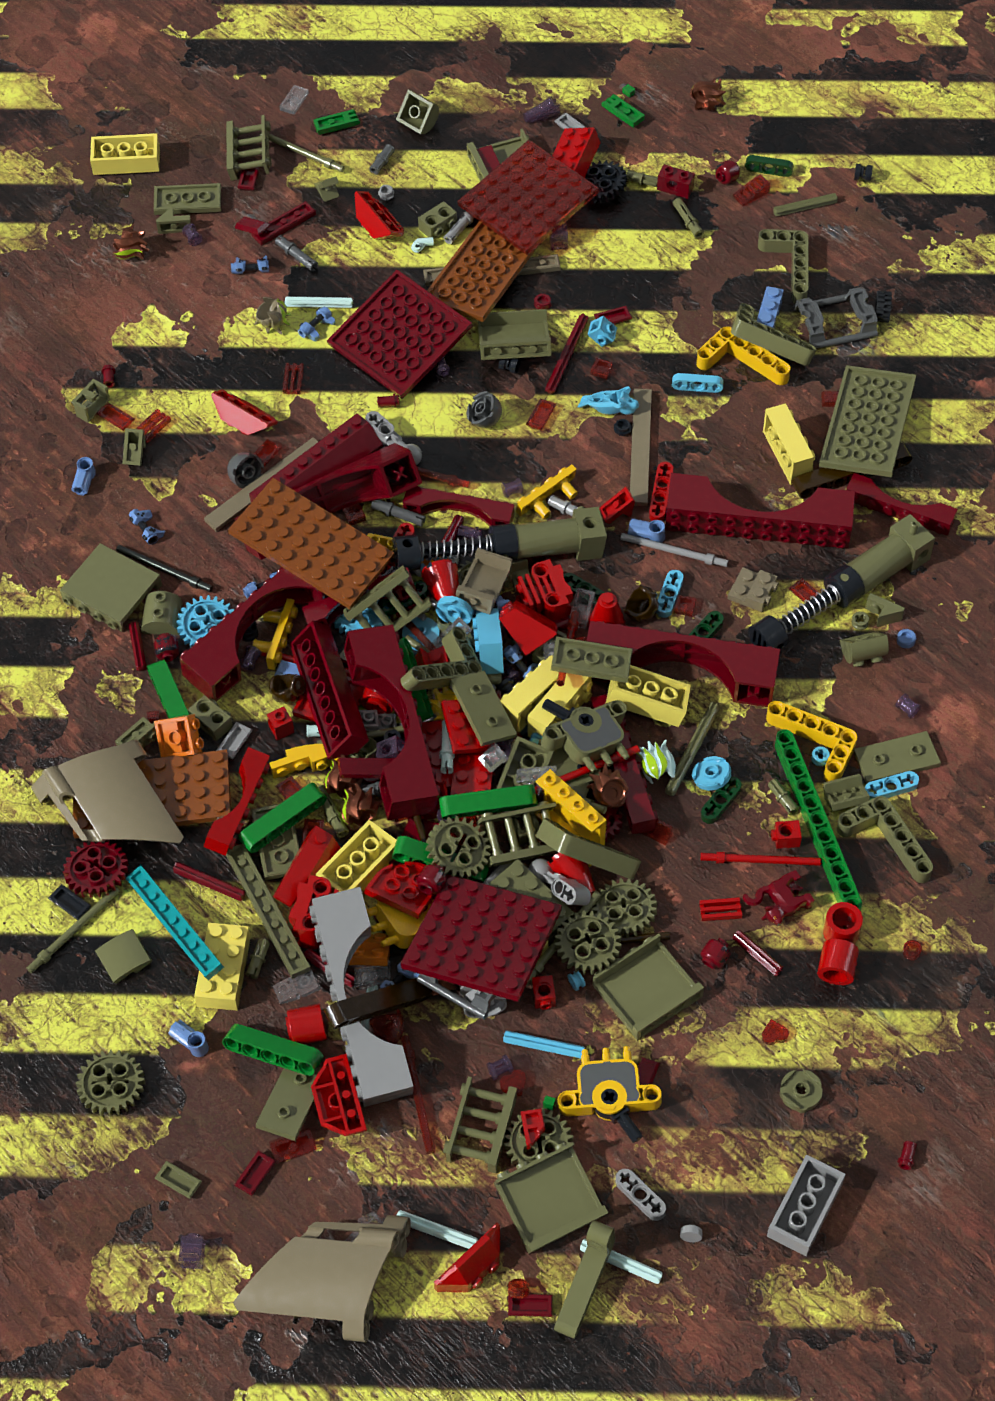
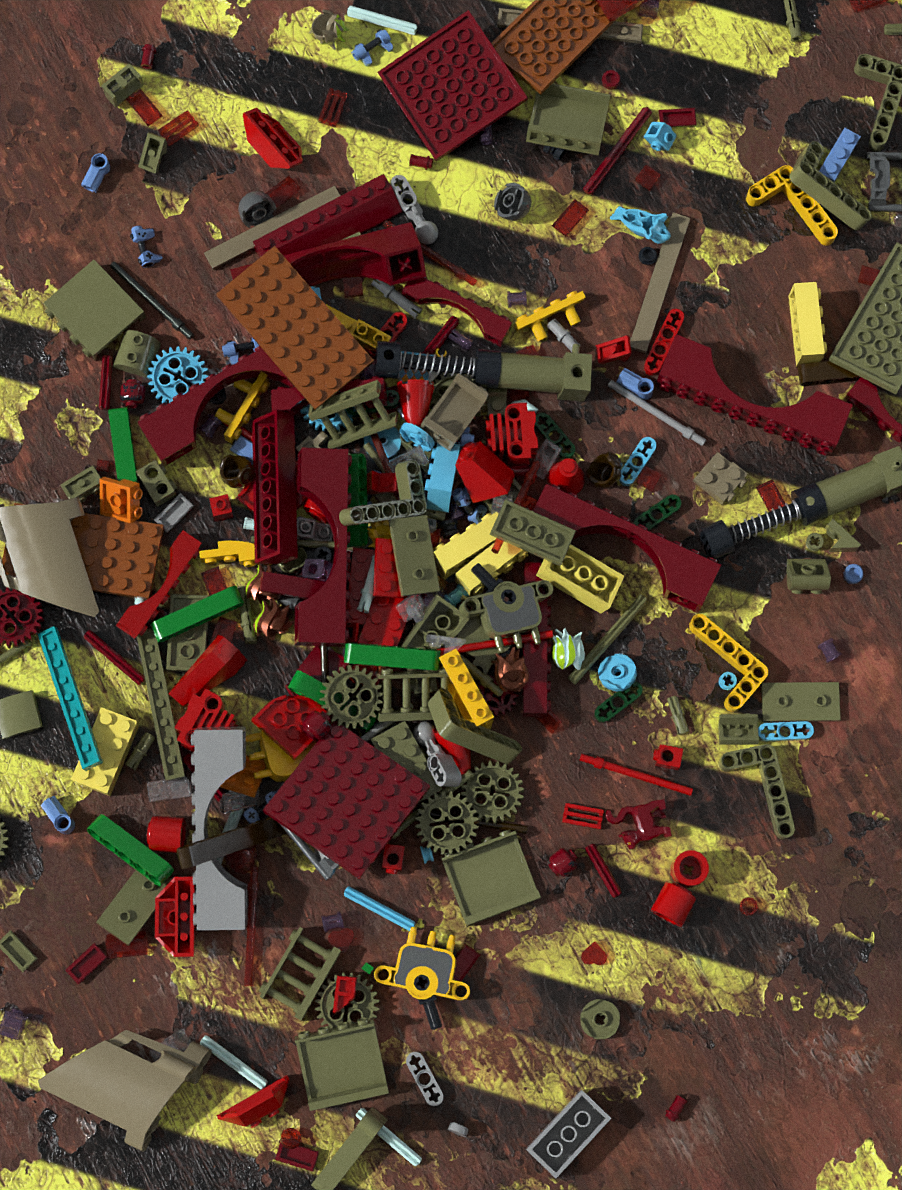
camera: 10 degrees right, 20 degrees up
(359, 858) = (256, 680): light yellow brick -> none
(681, 382) = (739, 222): medium azure beam -> none
(816, 814) = (703, 743): green beam -> none

